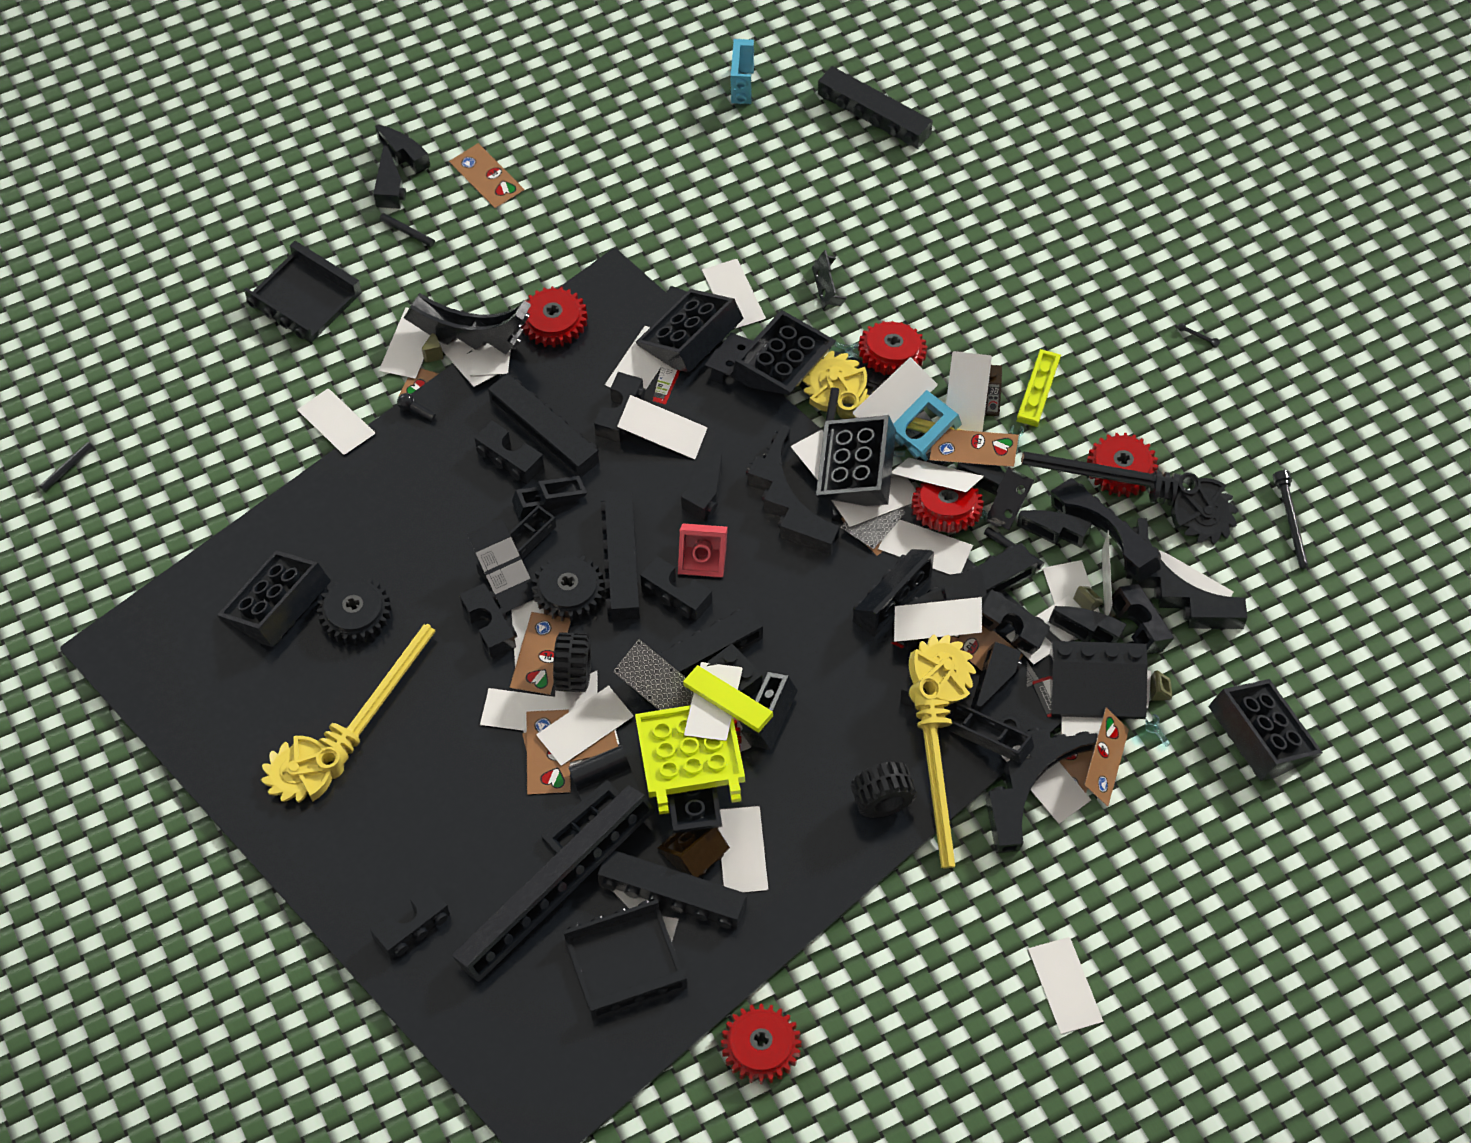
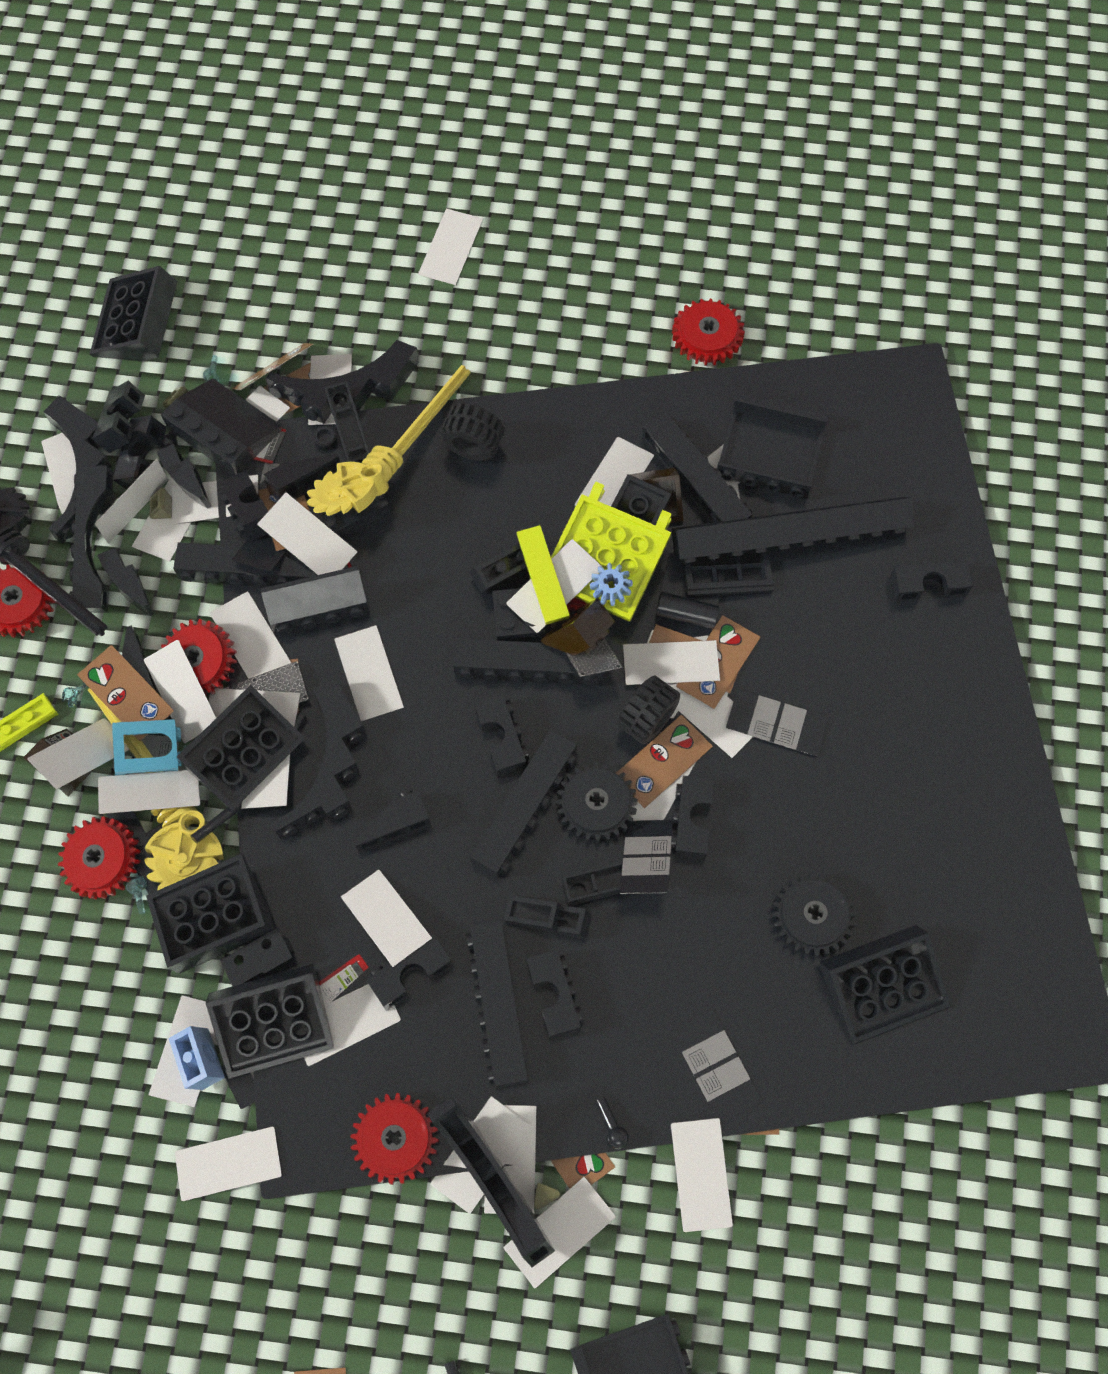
camera: 145 degrees left, 10 degrees up
(65, 467) = (1024, 1323): black bar -> none
(303, 765) = (951, 783): light yellow piece -> none
(367, 484) = (716, 1066): none -> sticker
(469, 734) = (777, 722): none -> sticker
(652, 252) = (227, 1163): none -> white sticker
(665, 683) = (581, 629): none -> dark brown slope
(665, 719) = (602, 588): none -> light blue gear
(702, 550) = (446, 759): coral slope -> none
(719, 280) = (196, 1058): none -> light blue brick
(815, 578) = (368, 673): none -> white sticker
(825, 281) = (89, 991): black piece -> none
(1003, 541) = (176, 592): black bar -> none
(1009, 498) = (140, 627): black piece -> none
(1191, 638) = (113, 425): none -> black arch

